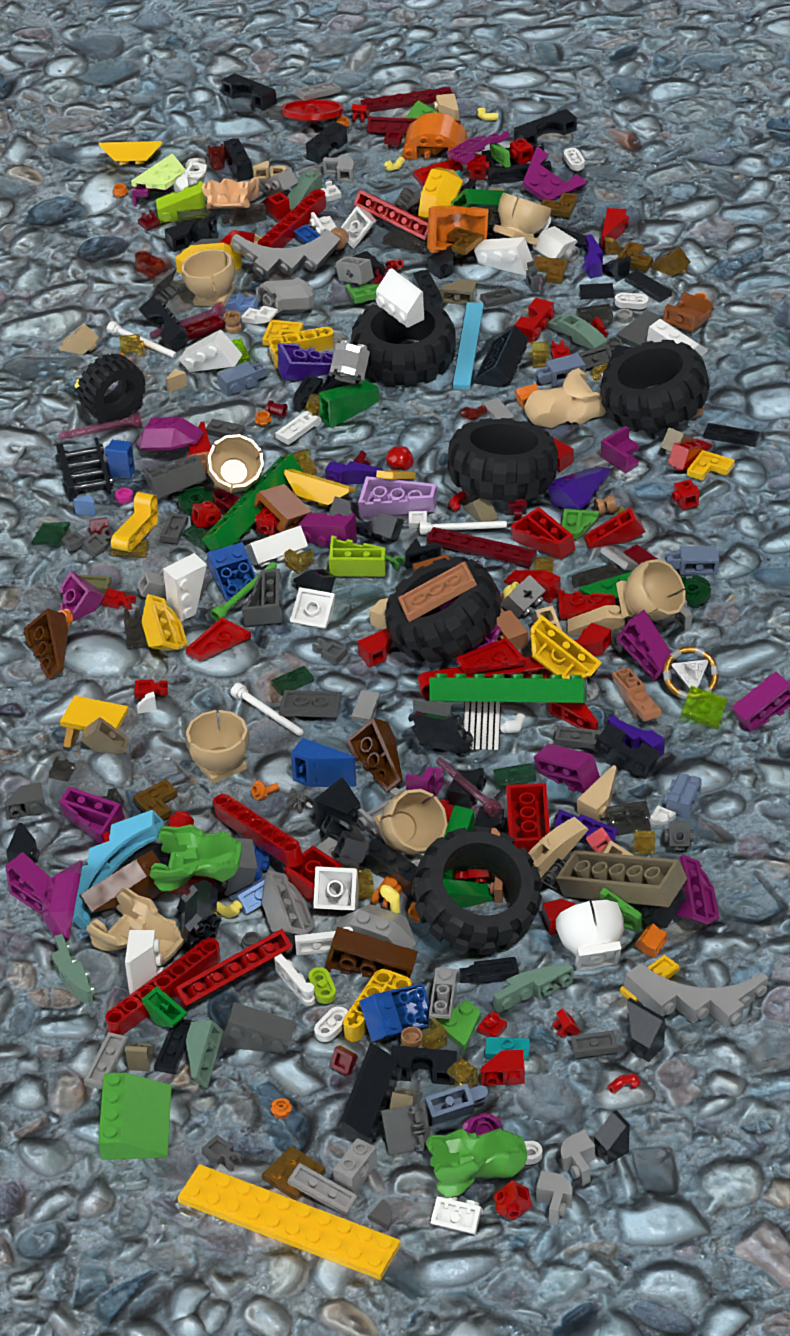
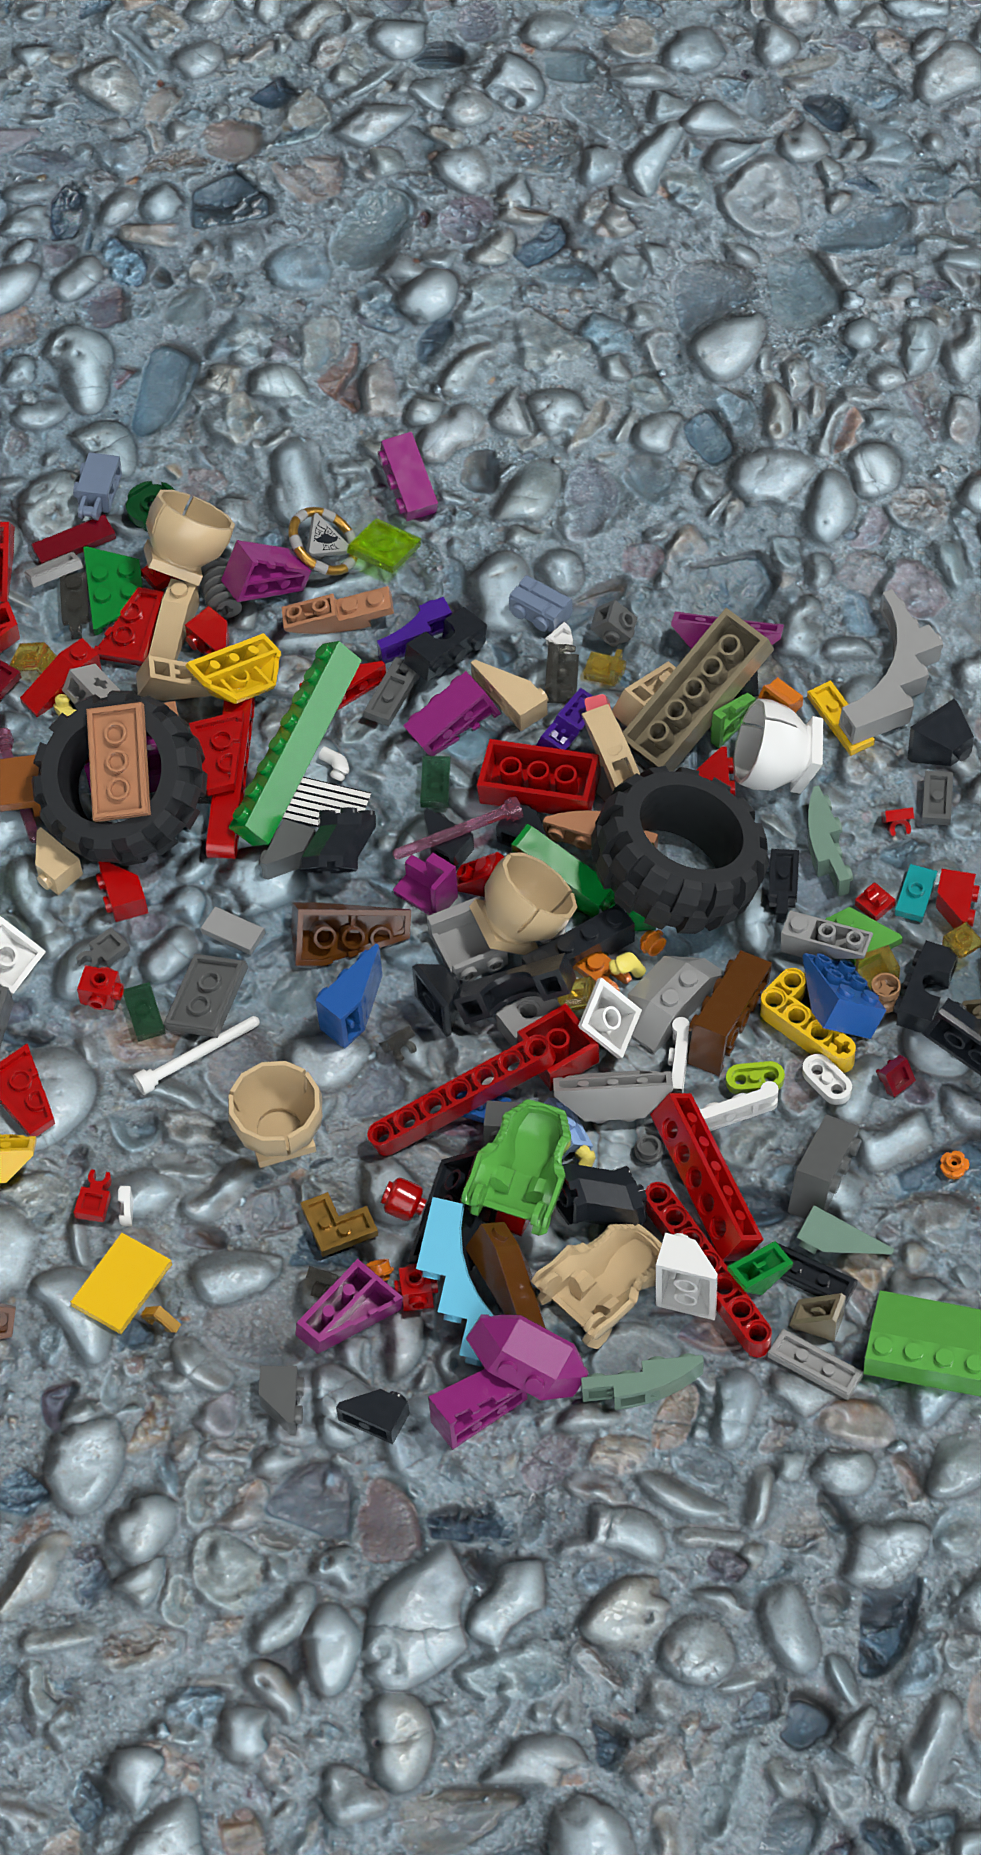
camera: 75 degrees left, 15 degrees up
(61, 769) = (222, 1343): clear smoke tile -> none
(104, 737) = (182, 1273): dark tan slope -> none
(261, 792) = (359, 1089): orange plate -> none
(298, 652) = (100, 987): none -> red brick

